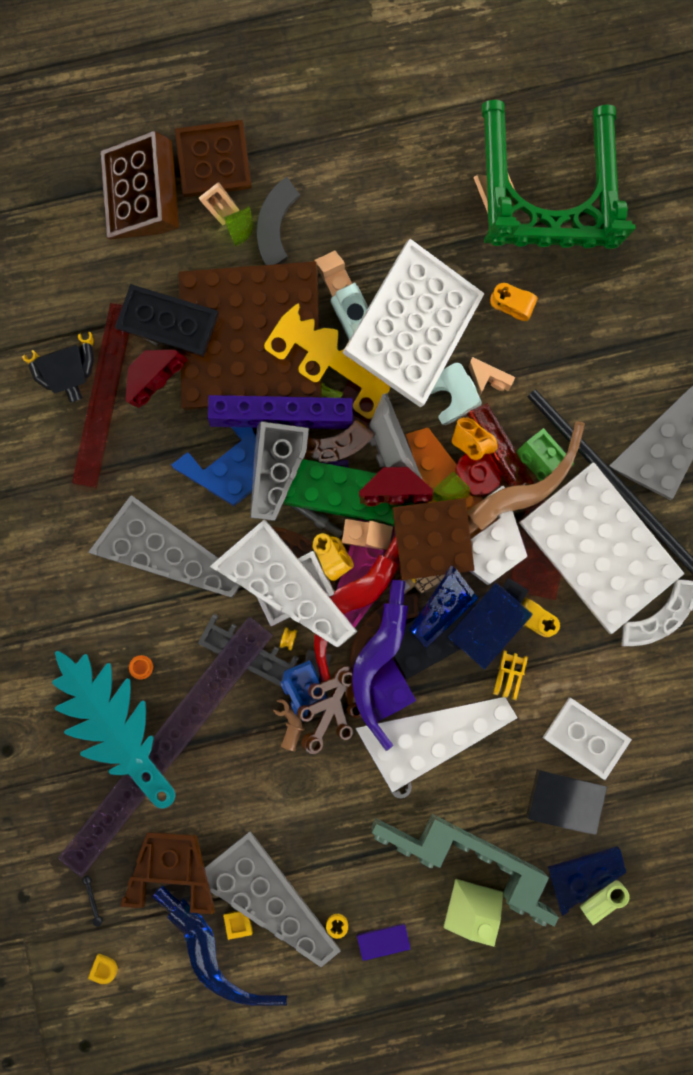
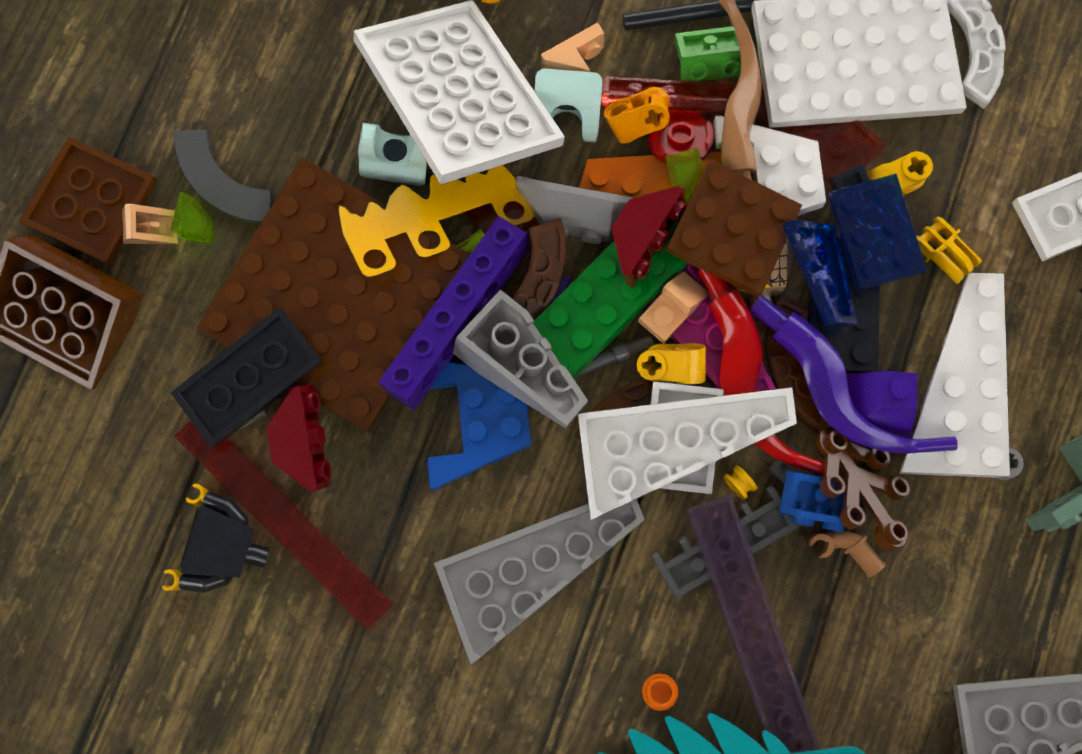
camera: 55 degrees left, 5 degrees down
(333, 272) = (330, 150): light nougat slope -> none

